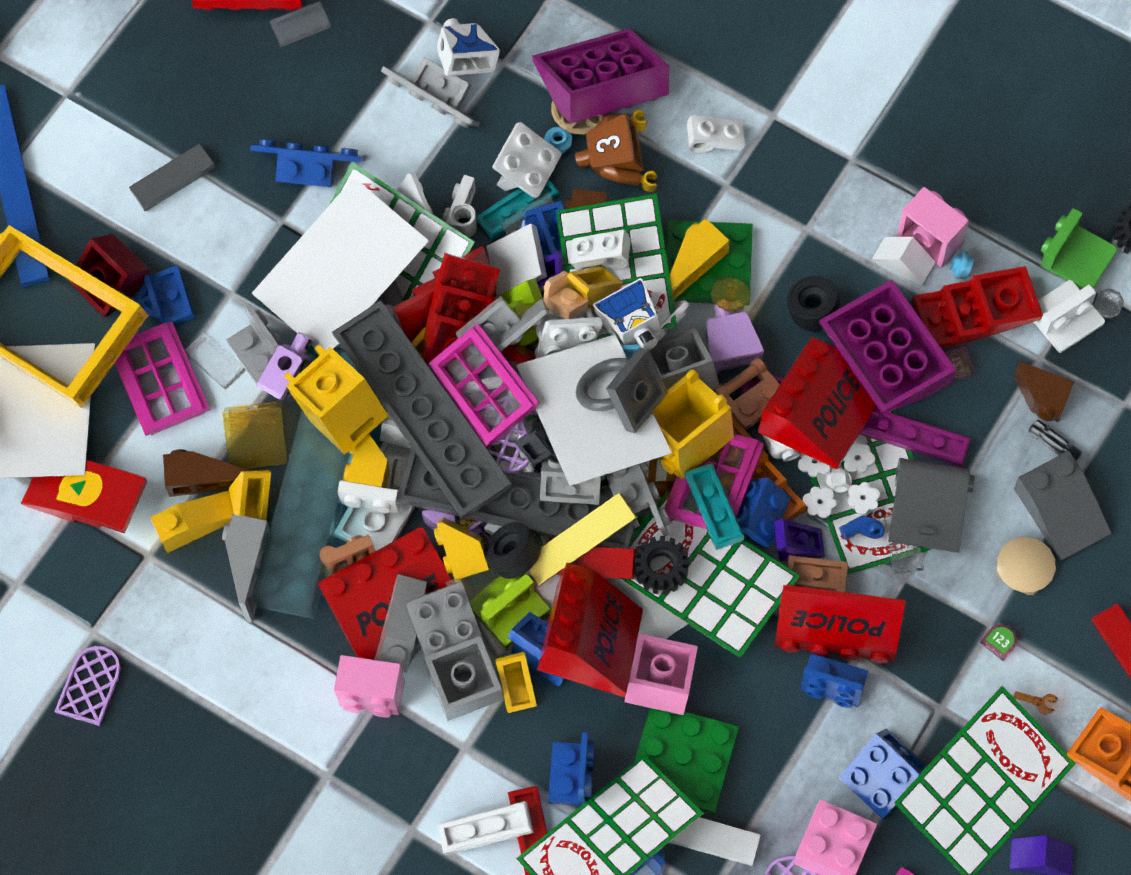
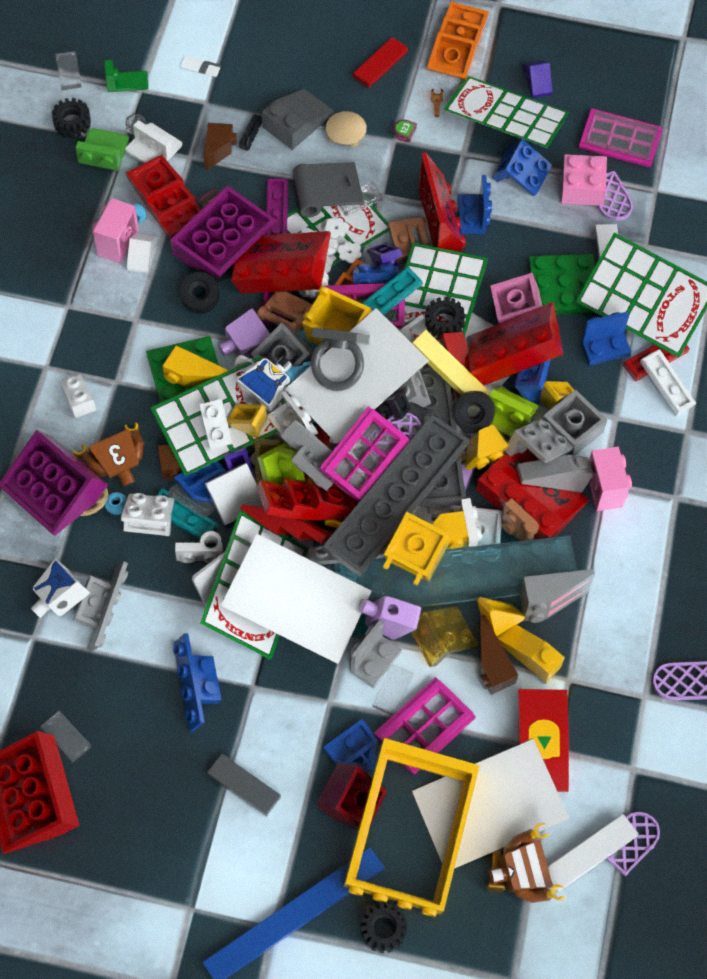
camera: 115 degrees left, 5 degrees down
(562, 298) = (270, 427): light nougat bracket -> none
(730, 294) = (213, 343): clear yellow piece -> none
(862, 525) = (356, 221): blue arm -> none

